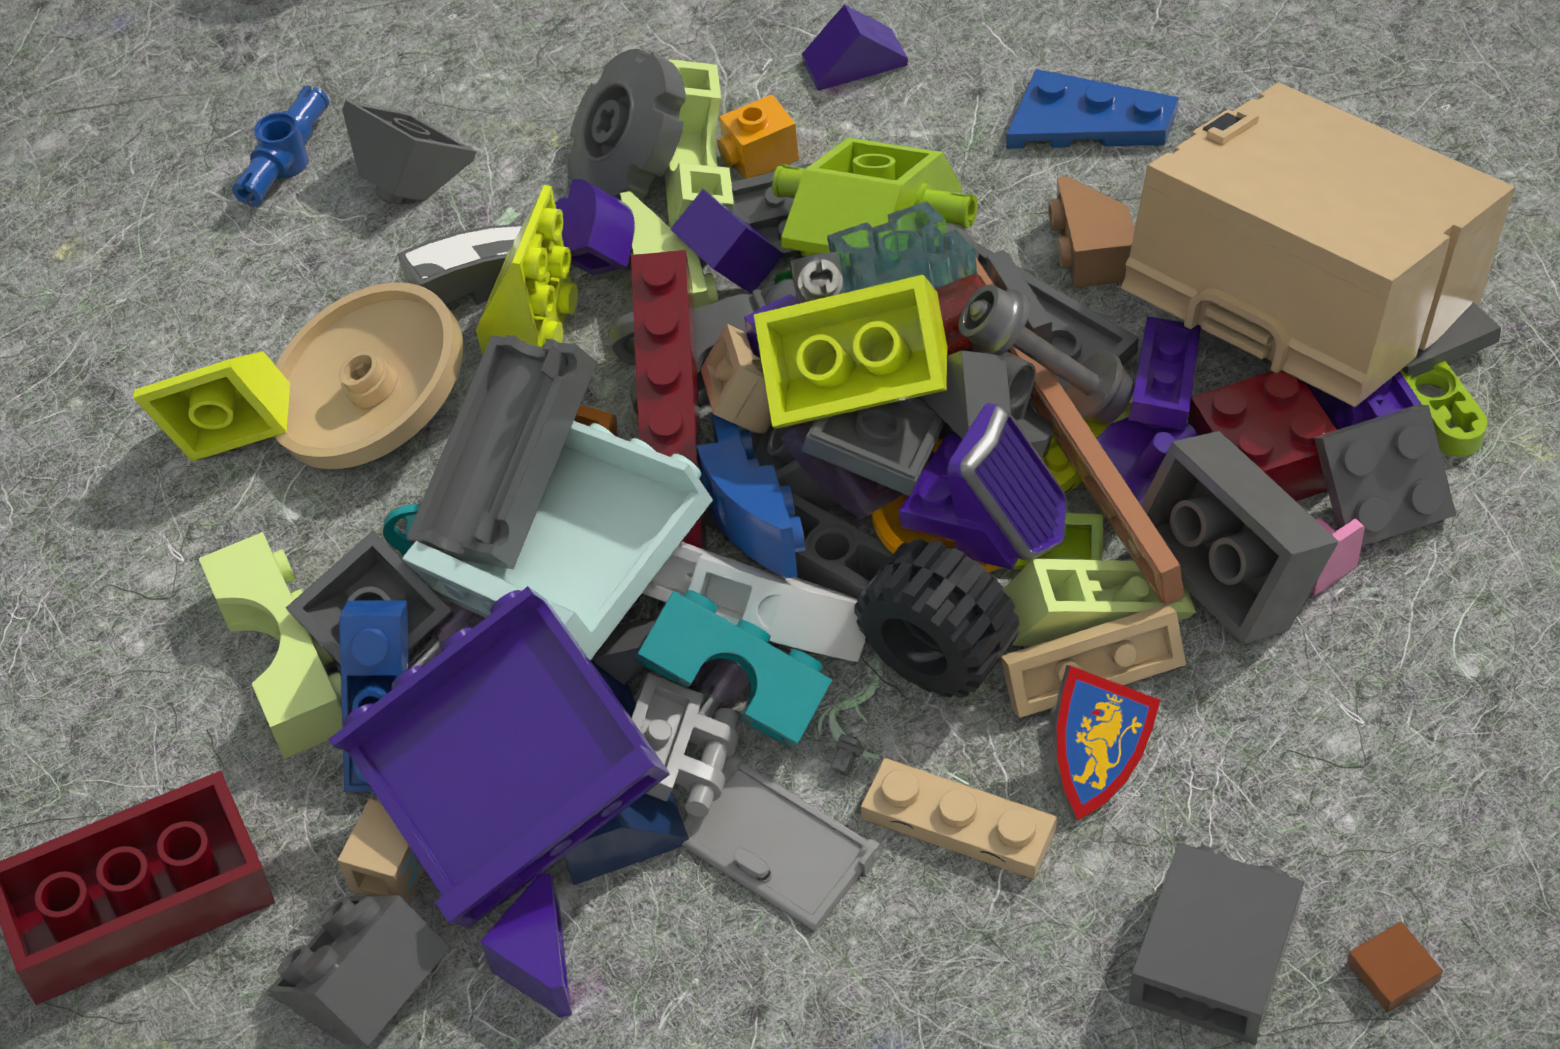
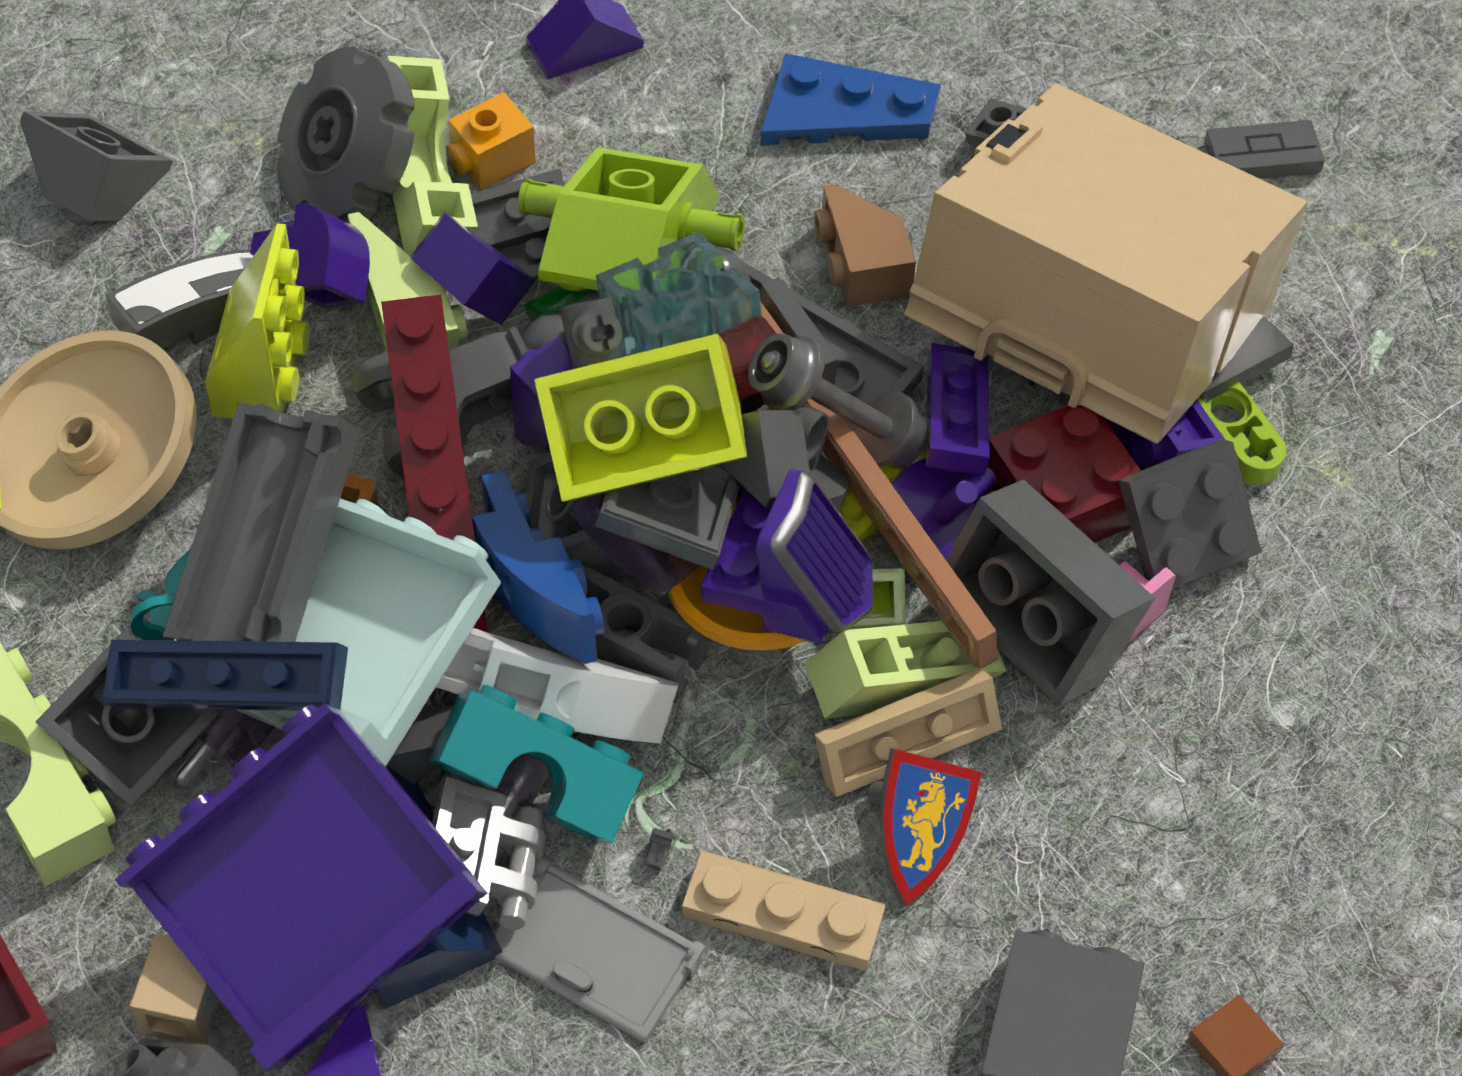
camera: 15 degrees left, 5 degrees up
(370, 660) = (141, 789): blue slope -> none
(451, 568) = (225, 674): none -> dark blue tile
(736, 382) = (508, 439): tan plate -> none
(937, 618) = (746, 698): black tyre -> none
(1504, 156) = (1268, 148): none -> dark grey tile

